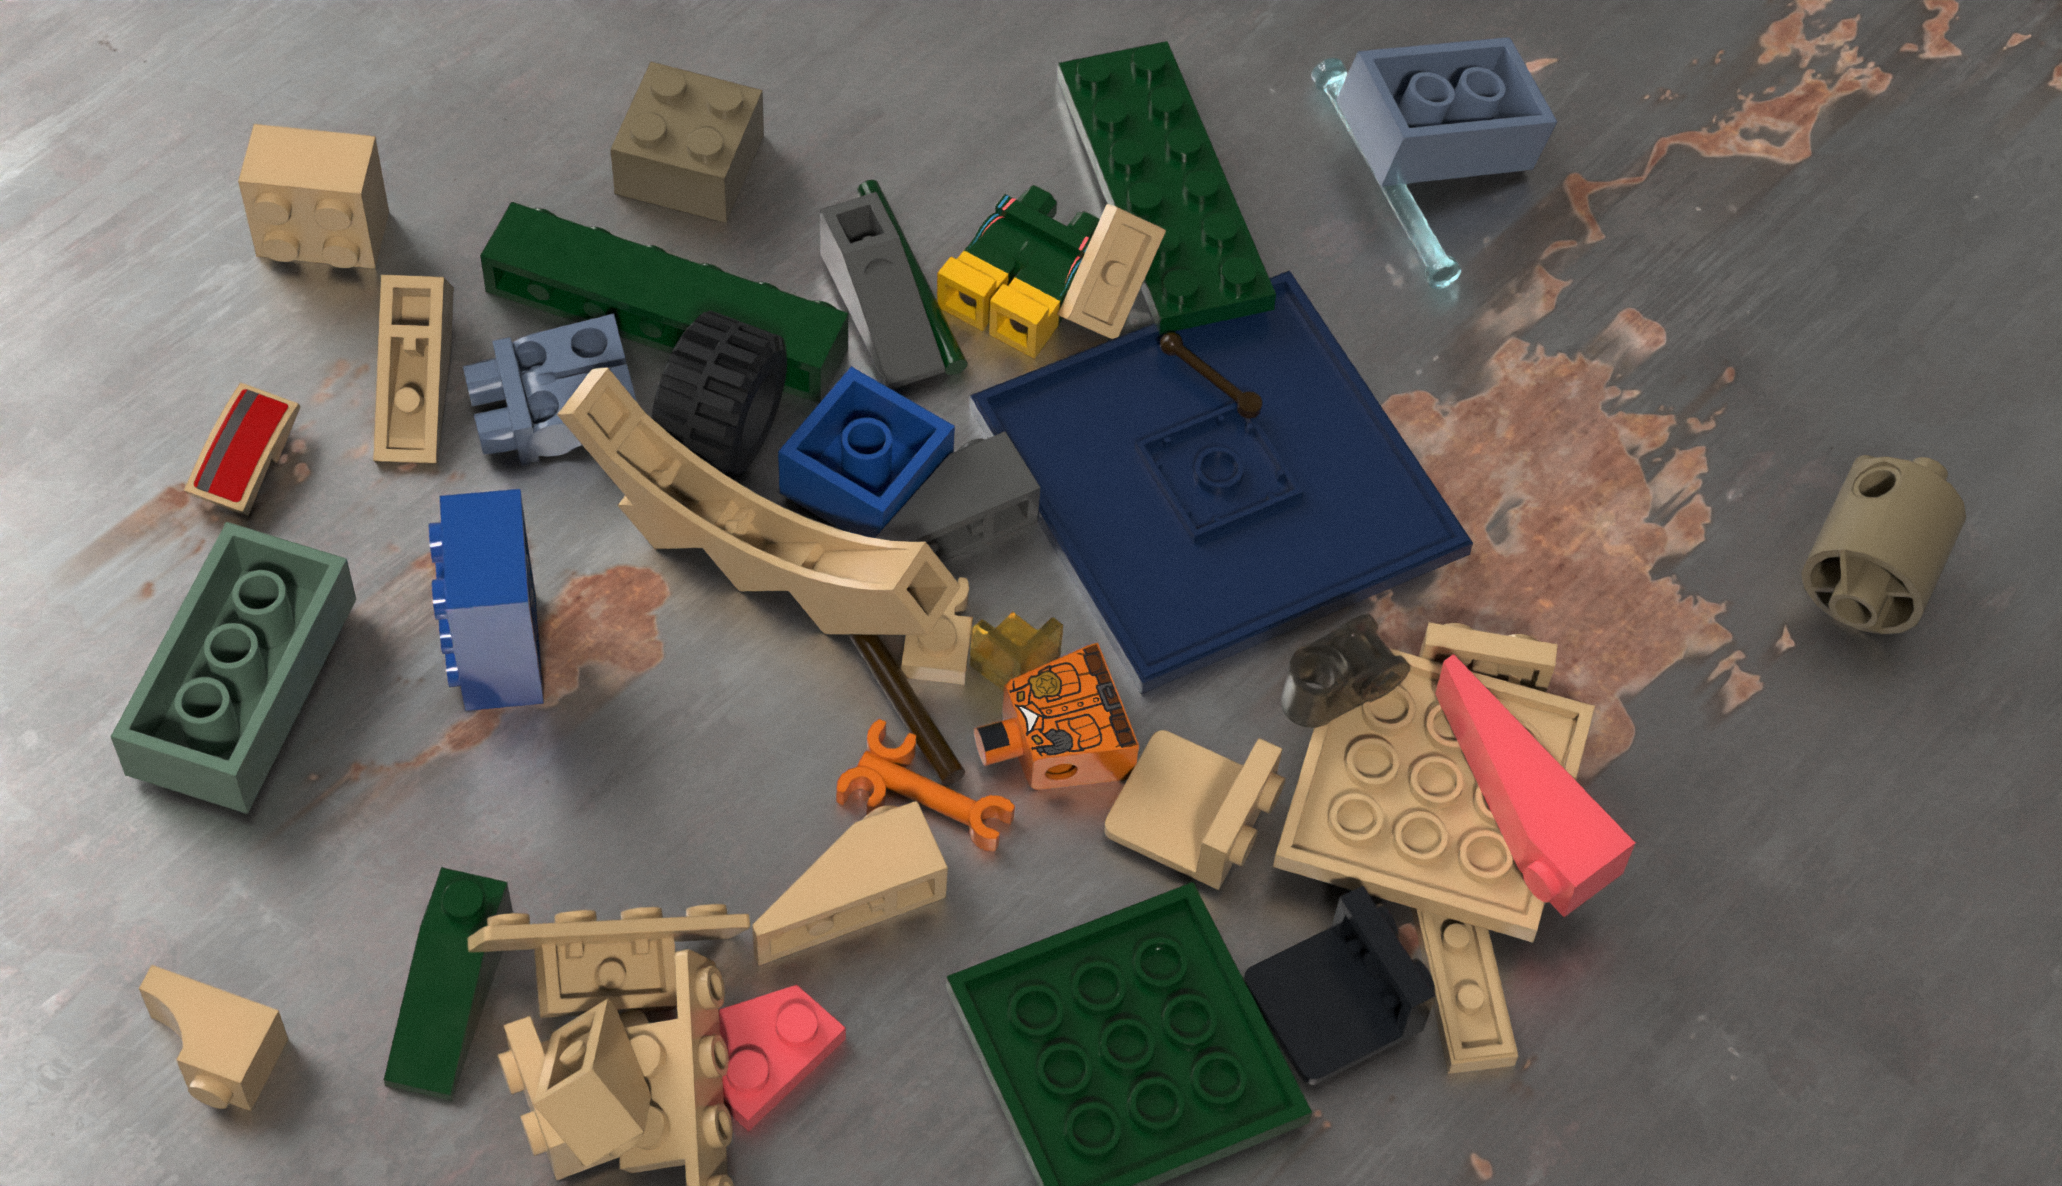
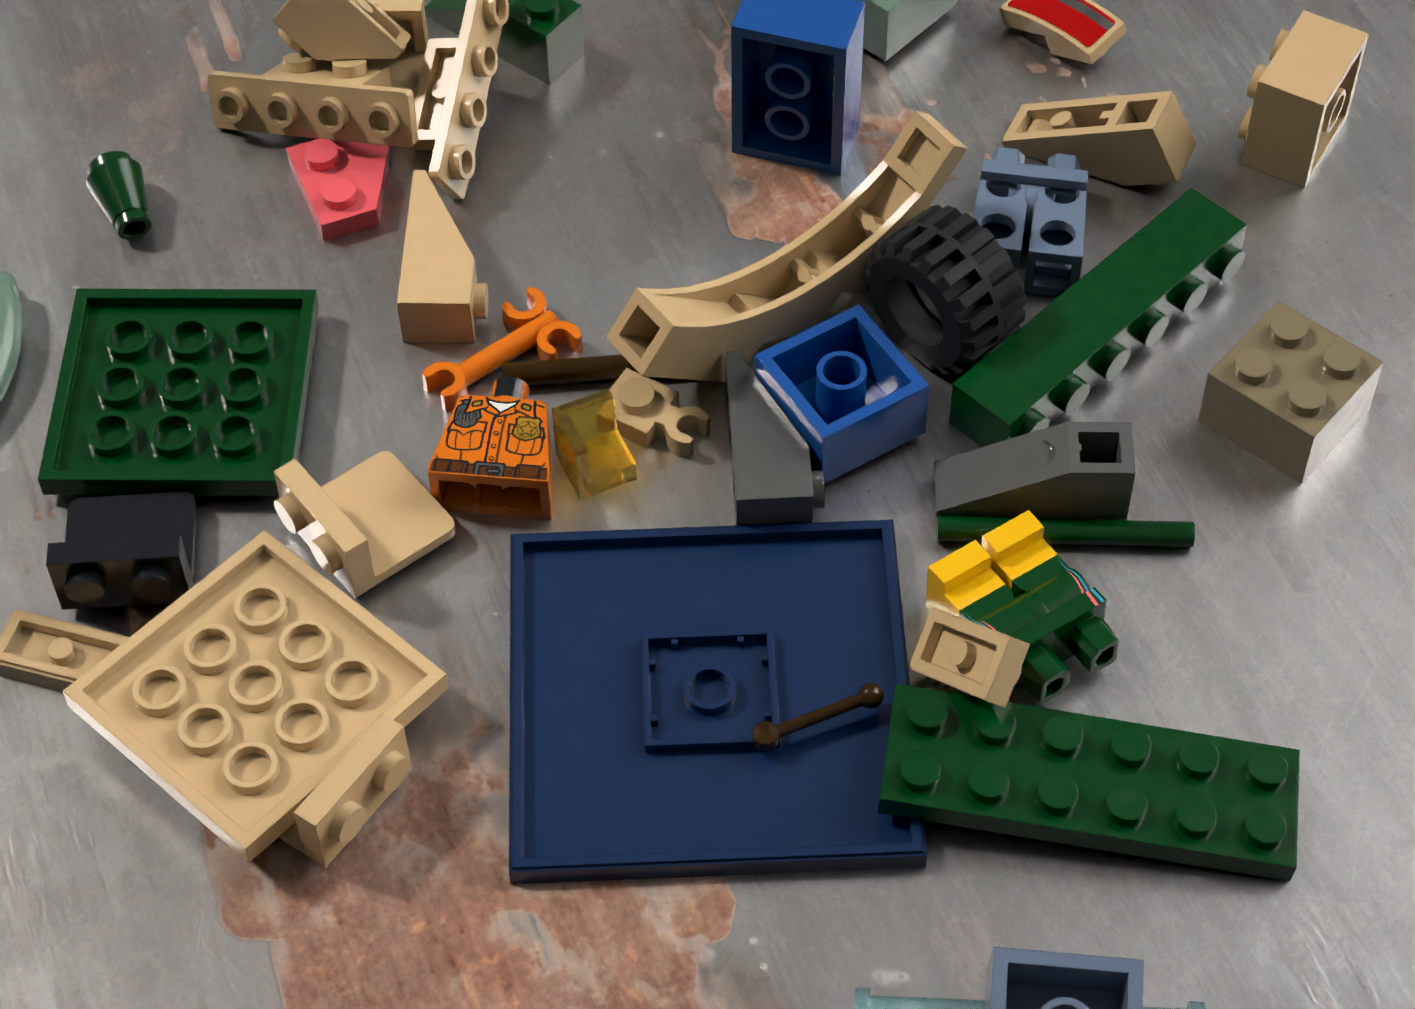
camera: 120 degrees right, 5 degrees down
(1349, 666) = (390, 633): clear smoke piece -> none
(1546, 818) = (156, 718): coral slope -> none

